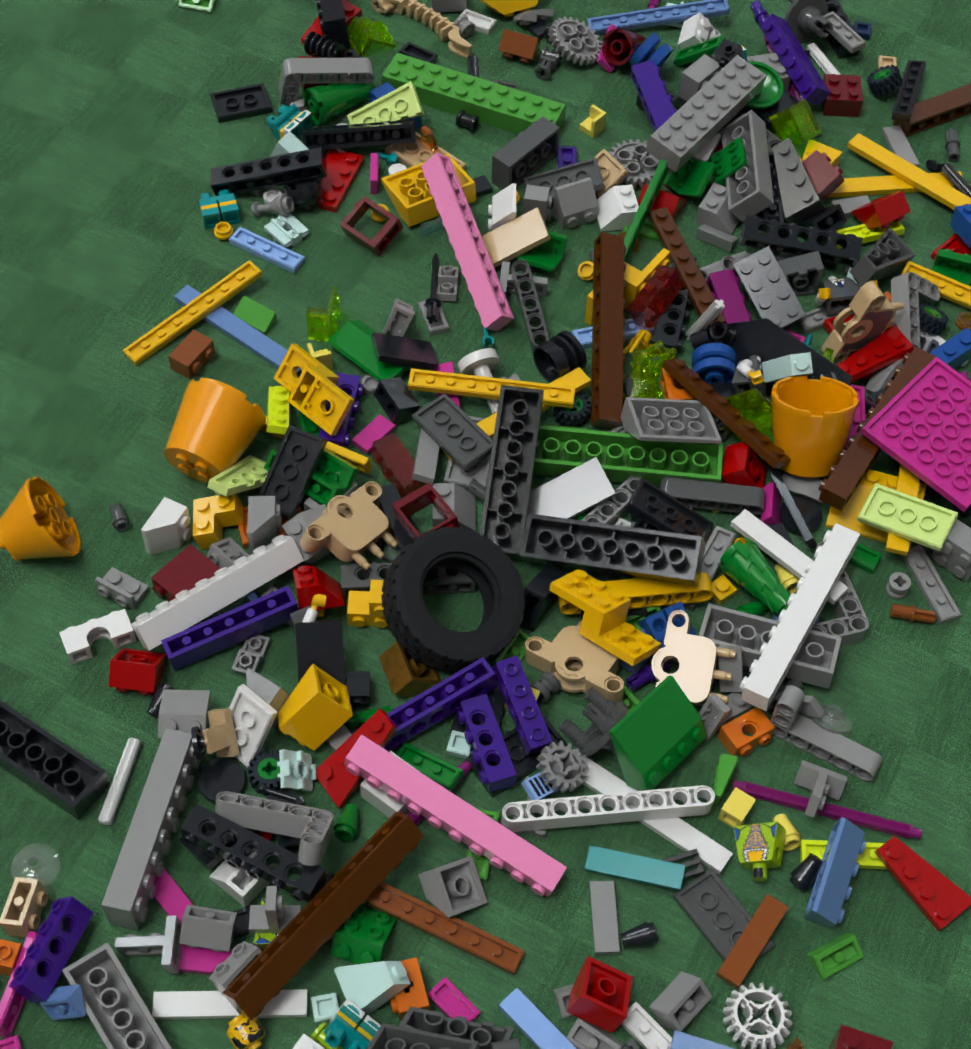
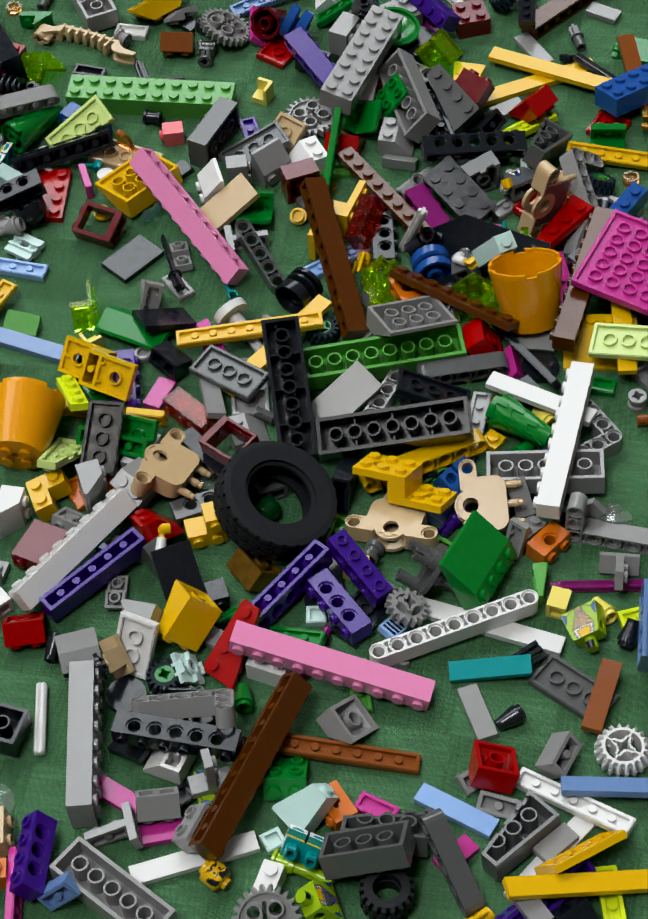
camera: 10 degrees left, 5 degrees down
(395, 273) = (132, 259): none -> tile
(443, 603) = (268, 507): none -> dark green head
(482, 144) = (172, 133): none -> coral brick
(594, 223) = (293, 176): none -> brick
(619, 83) = (276, 53): none -> red tile

